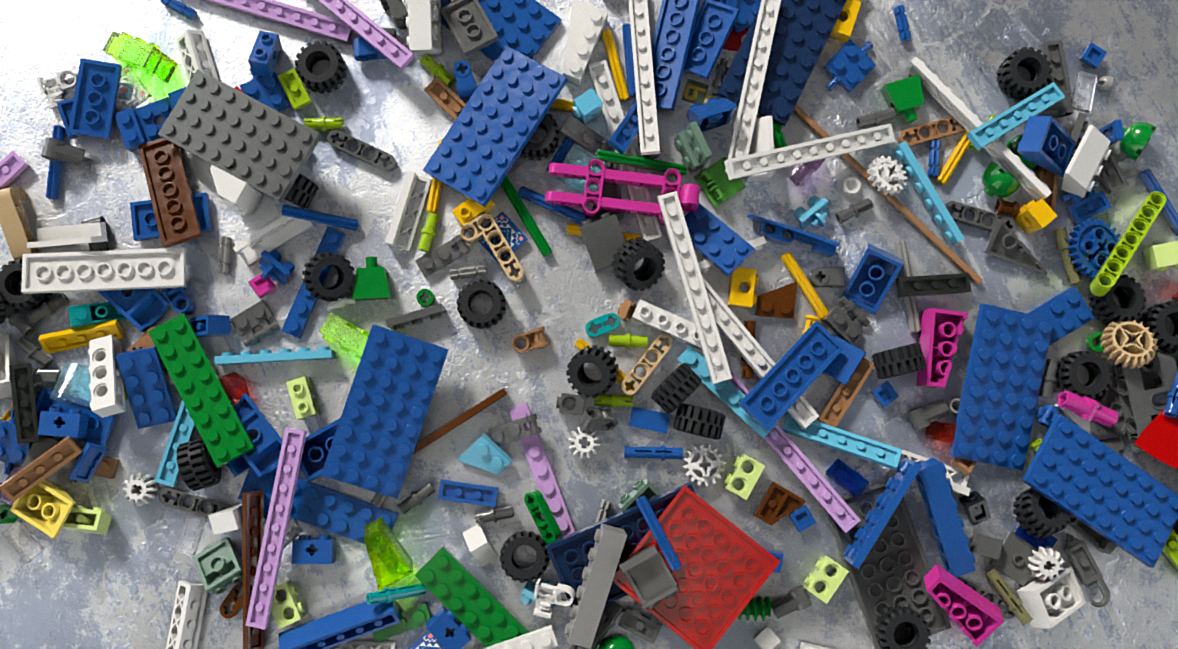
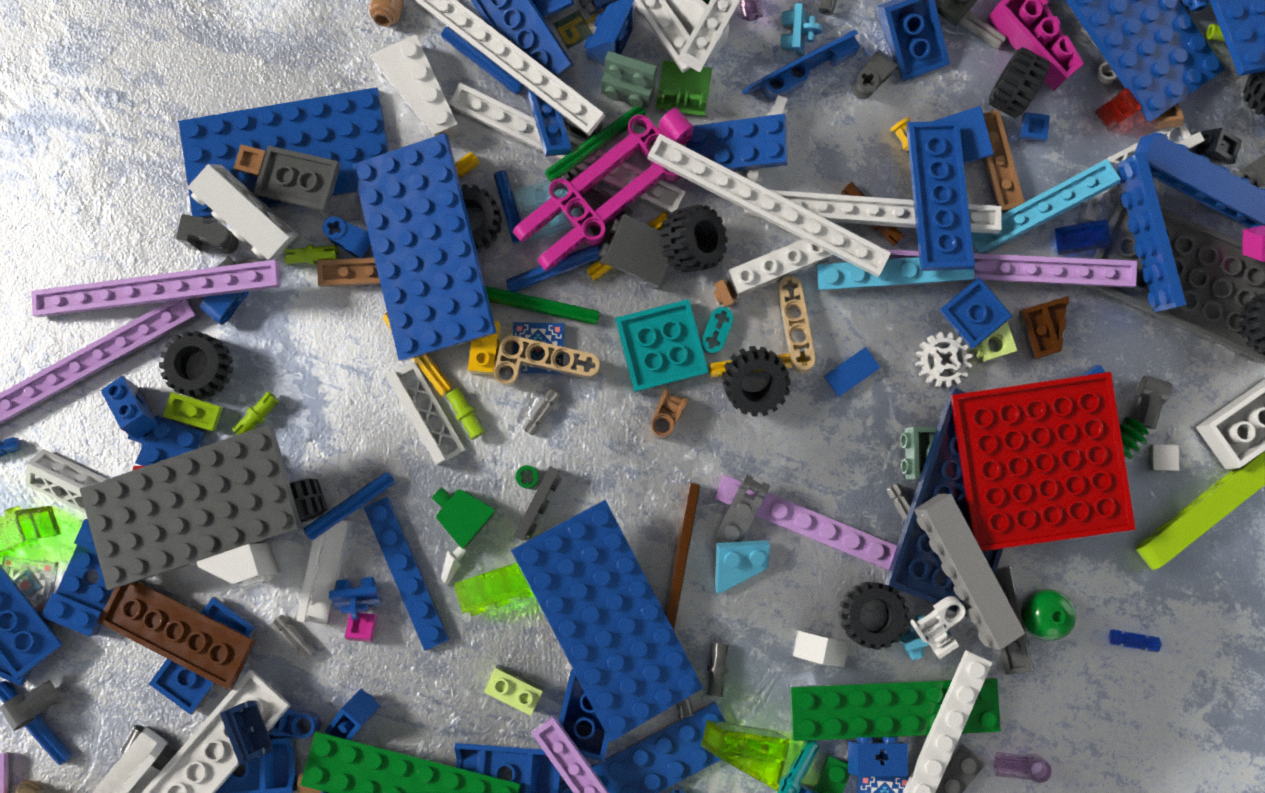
camera: 45 degrees left, 0 degrees up
(148, 276) = (247, 732): none -> dark blue hinge
(234, 386) = (436, 747): clear red panel -> none
(252, 318) = (384, 668): dark grey plate -> none
(267, 356) = (437, 688): medium azure plate -> none
(344, 281) = (435, 542): black tyre -> none
(362, 150) = (320, 404): dark grey beam -> none
(442, 256) = (501, 422): flat silver plate -> none
(468, 493) = (760, 613): blue plate -> none
(481, 287) = (580, 405): black tyre -> none
(494, 514) = (804, 607): dark grey axle -> none
(544, 509) = (867, 573): green beam -> none
(565, 302) = (661, 345): none -> teal plate
(578, 410) = (774, 424): dark grey brick -> none
(578, 446) = (816, 445): white gear -> none
(583, 135) = (514, 173): flat silver plate -> none
(587, 107) = (491, 143): medium azure brick -> none
(597, 419) = (806, 420): dark grey piece -> none
(614, 400) = (802, 387): lime pin -> none
(615, 65) = (473, 79): yellow axle -> none
(628, 341) = (756, 320): lime pin -> none
(640, 624) = (1040, 565): dark grey plate -> none
(649, 577) = (1010, 510): dark grey panel -> none
(653, 452) = (887, 397): blue pin -> none
(658, 533) = (976, 462): blue axle -> none
(676, 388) = (848, 316): black tyre -> none
(699, 421) = (901, 324): black tyre -> none
(735, 296) = (809, 178): yellow brick -> none
(745, 457) = (975, 313): none -> blue tile
(777, 303) = (853, 144): reddish brown wing -> none
(802, 518) = (1081, 316): blue plate -> none
(804, 285) = (860, 103): yellow axle -> none
(830, 582) = (1166, 347): yellowish green brick -> none
(842, 324) = (931, 103): dark grey plate -> none
(923, 416) = (1089, 110): dark grey piece -> none

